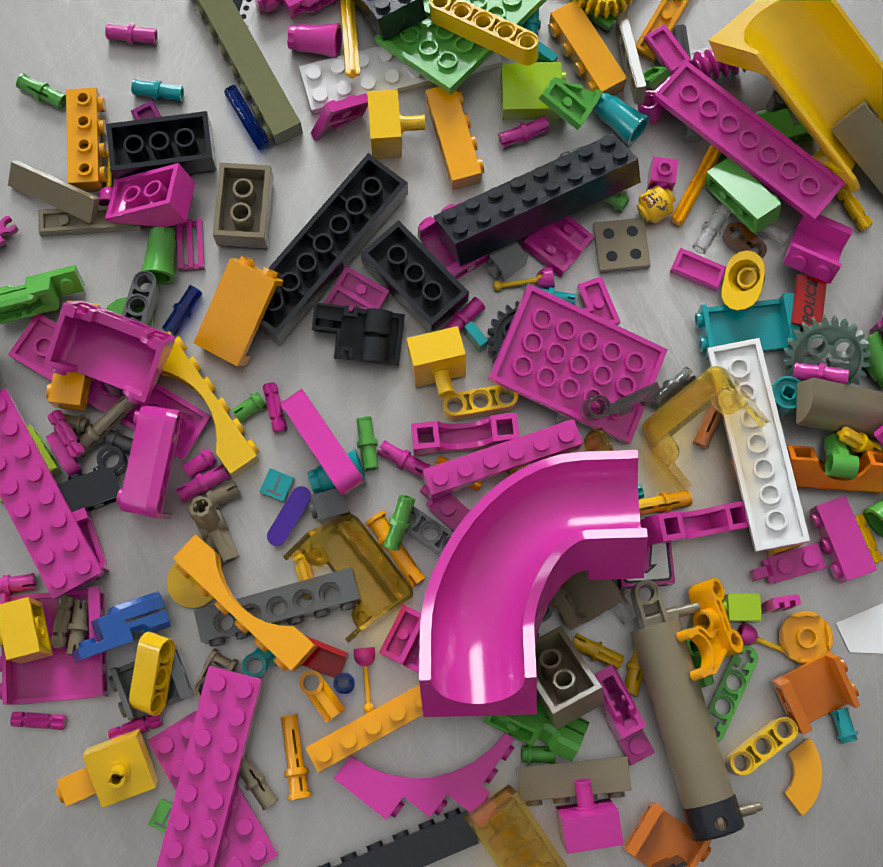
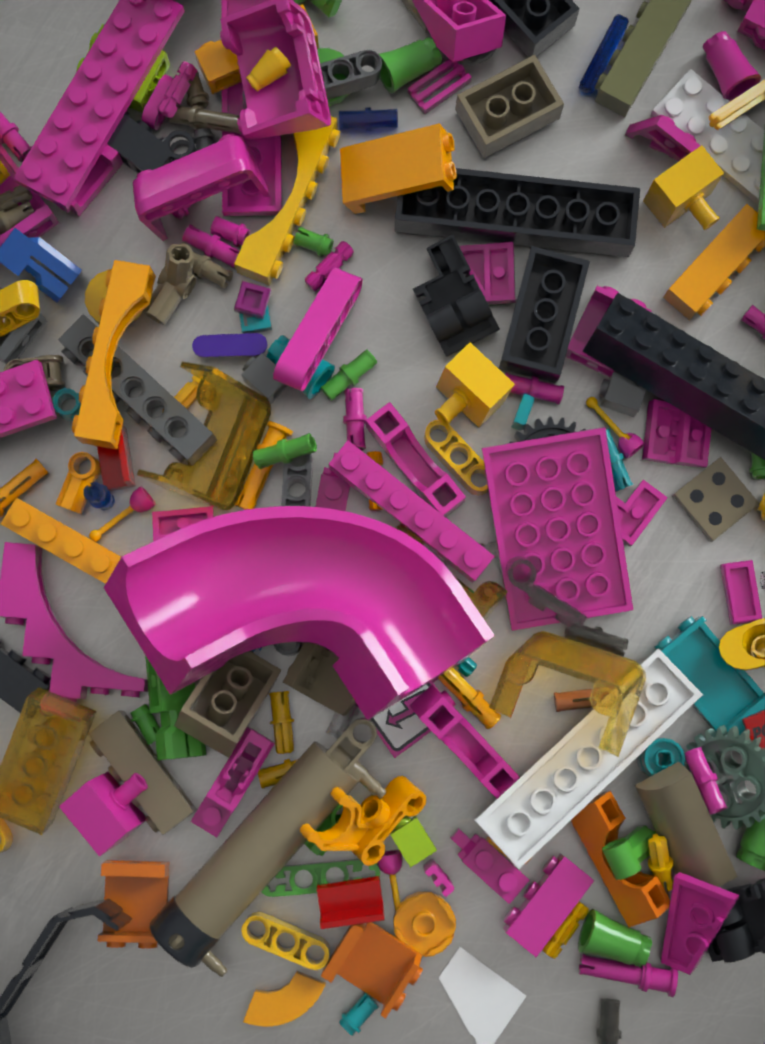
camera: 60 degrees right, 5 degrees up
(104, 353) = (268, 69): none -> yellow cone
(265, 478) = (252, 300): none -> magenta tile
(762, 680) = (350, 902): none -> red panel

